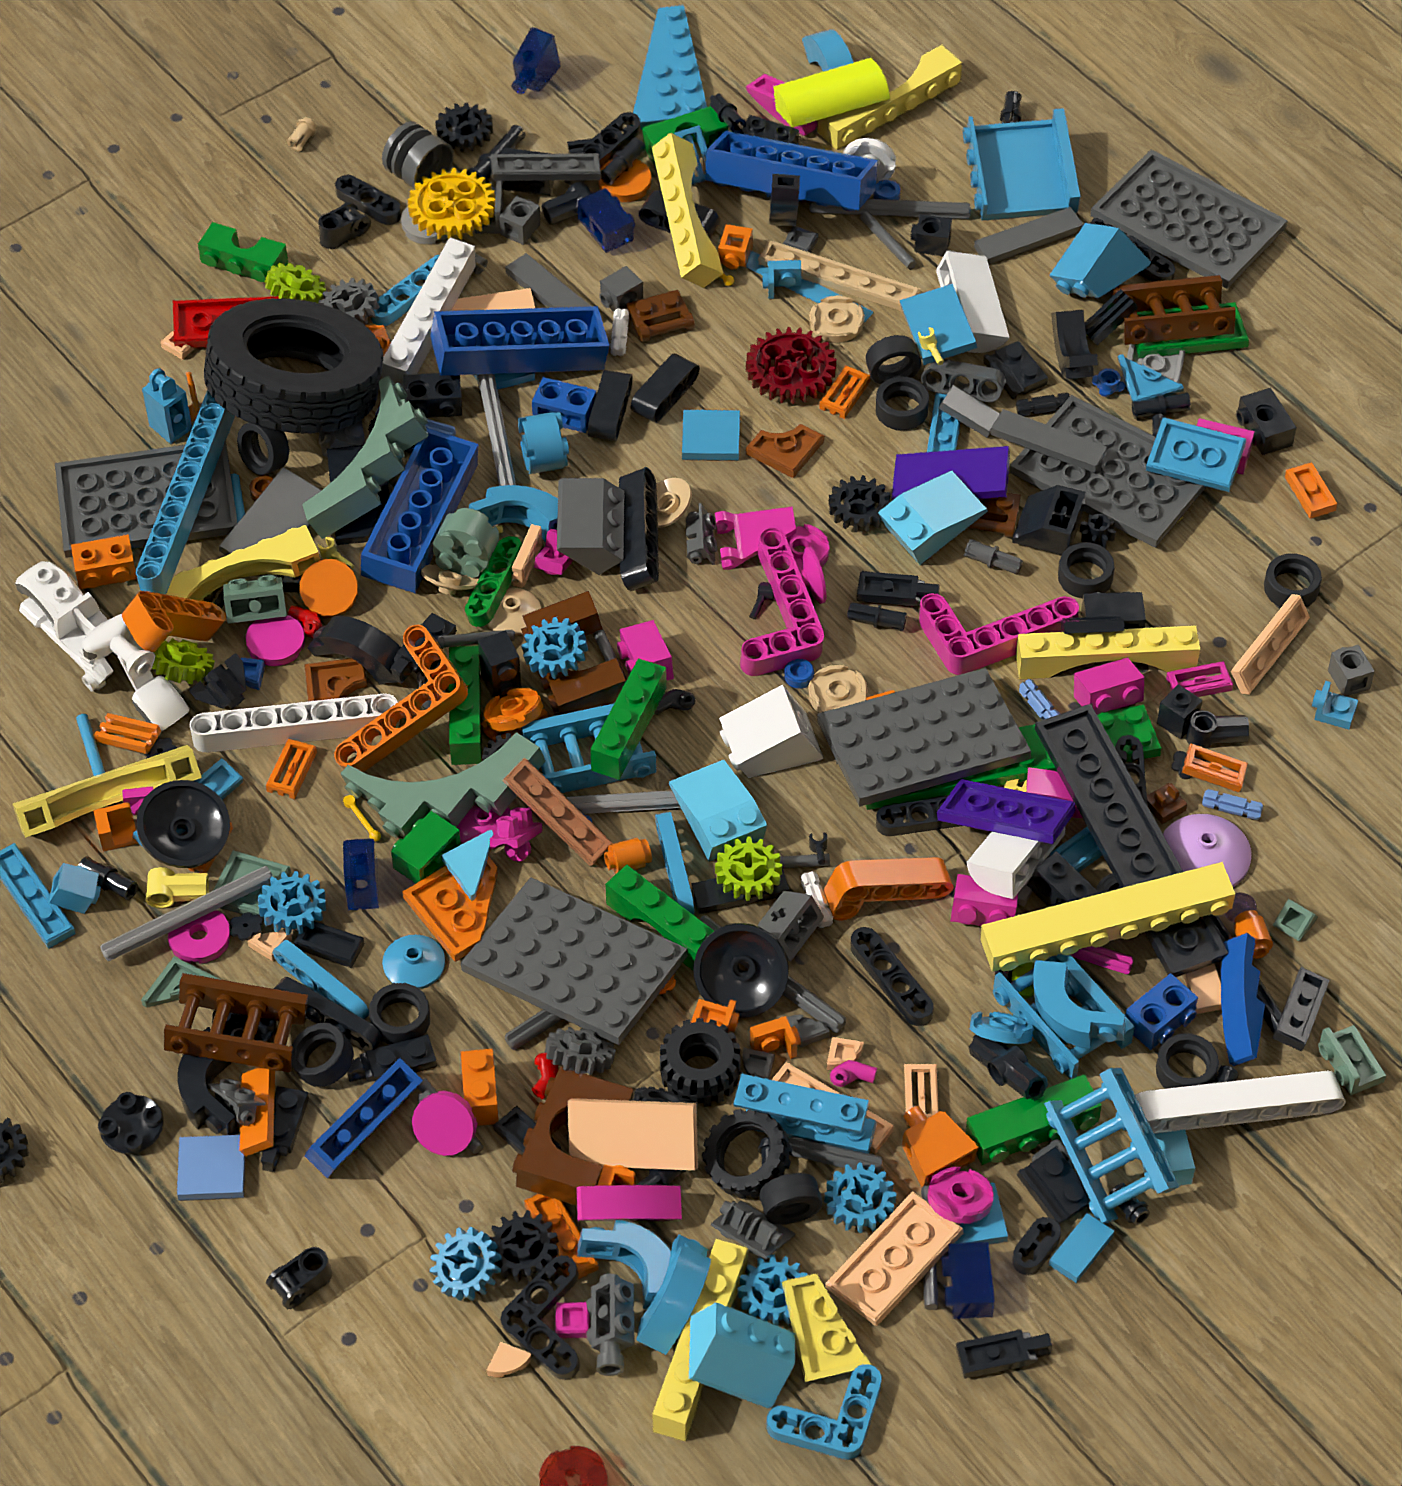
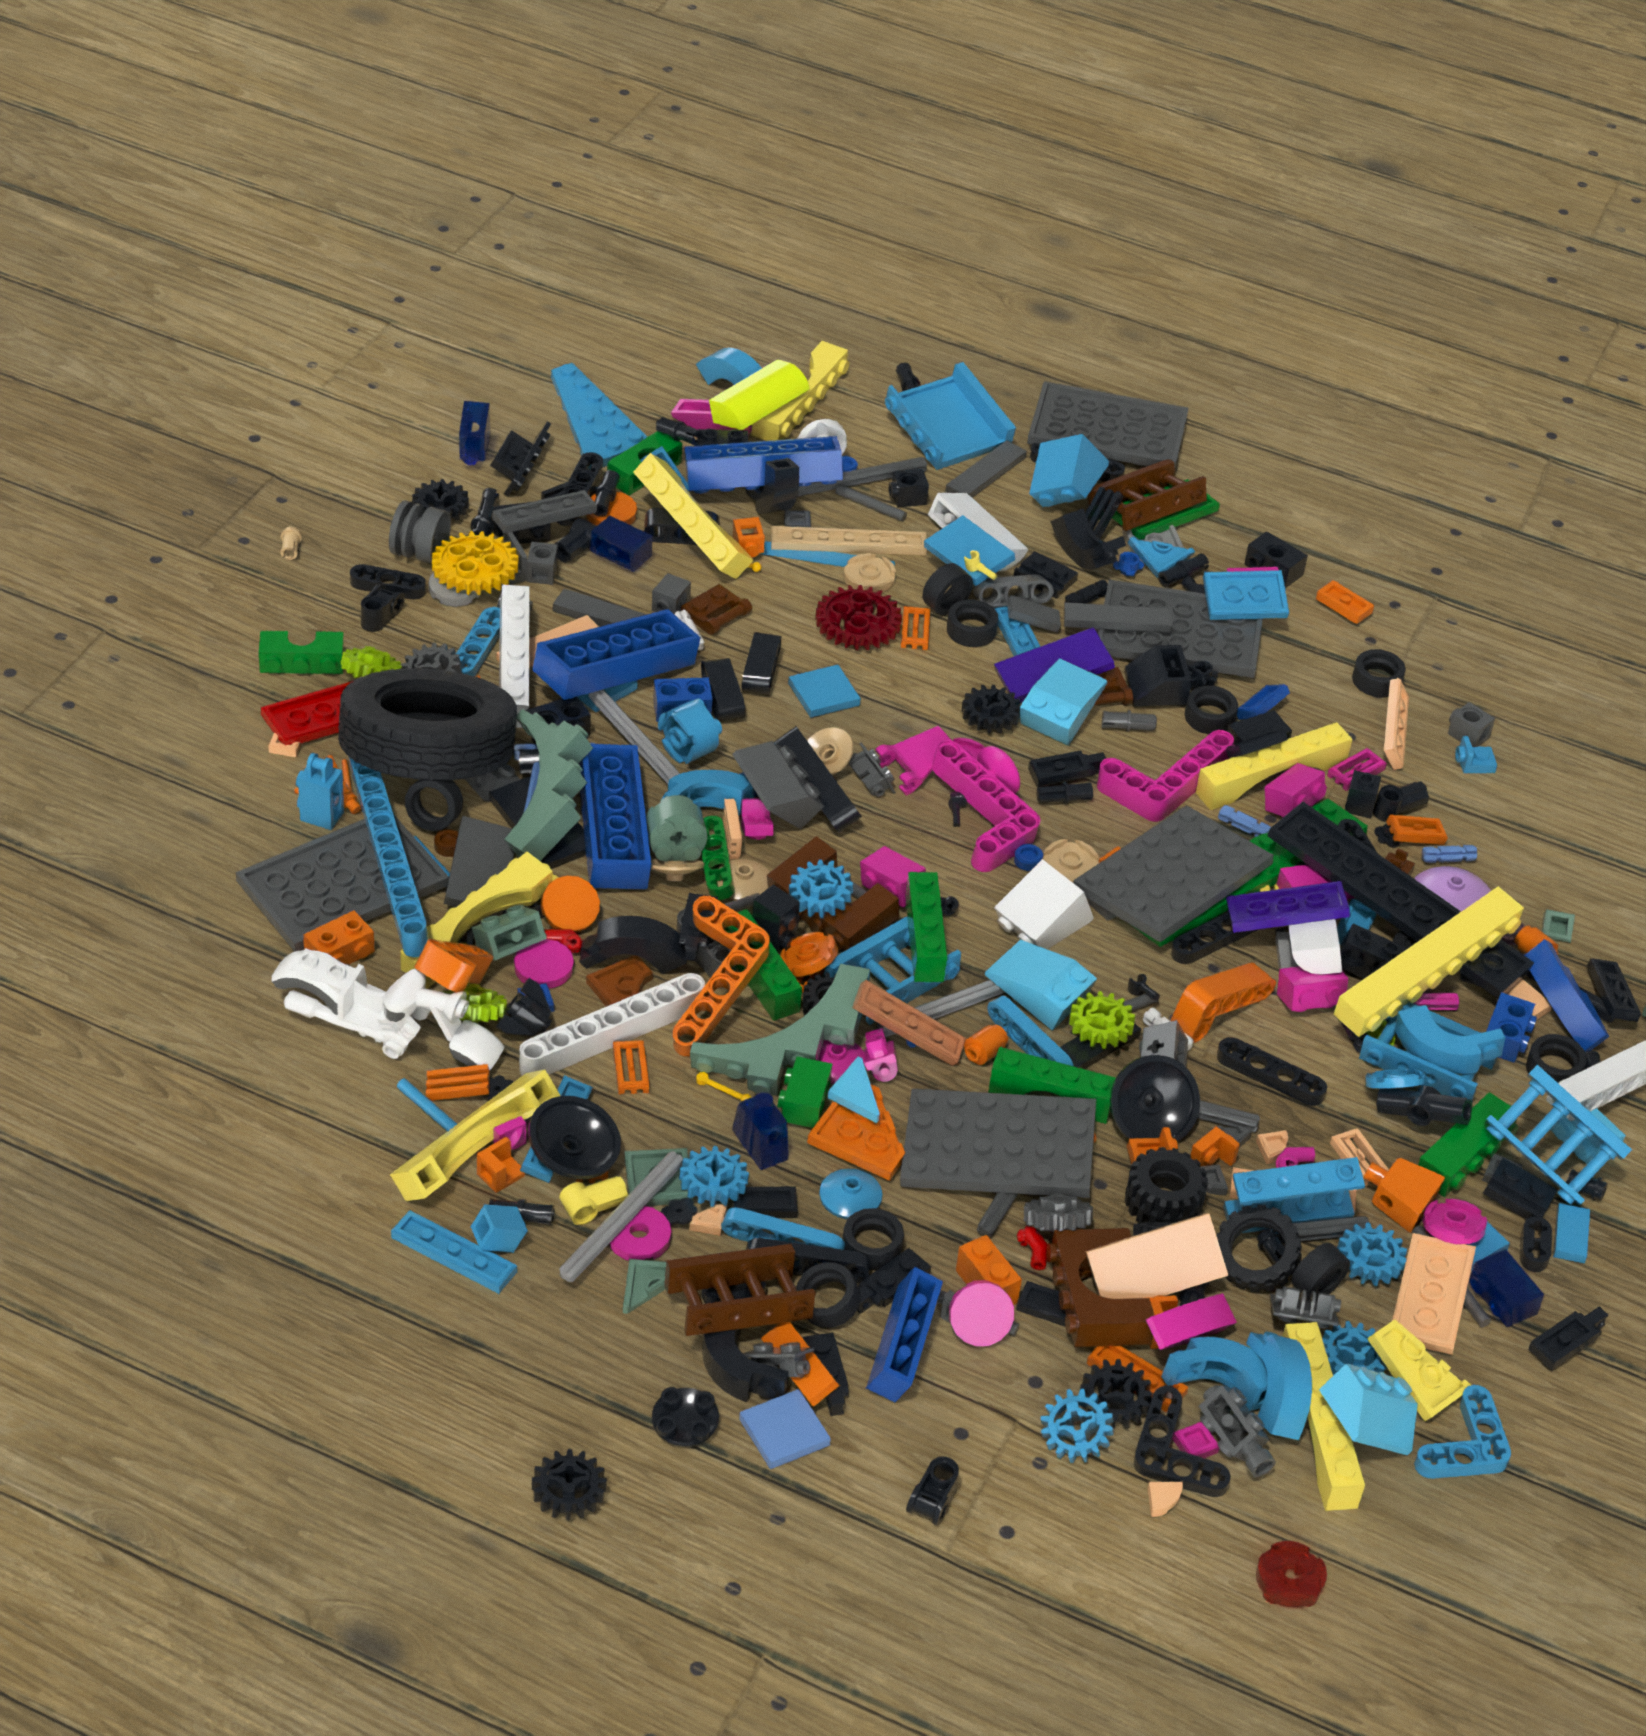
camera: 30 degrees left, 10 degrees down
(566, 93) = (516, 456): none -> black bracket
(782, 274) = (803, 549): dark azure bracket -> none
(785, 450) = (896, 686): dark orange tile -> none
(1145, 577) = (1263, 701): none -> blue tile

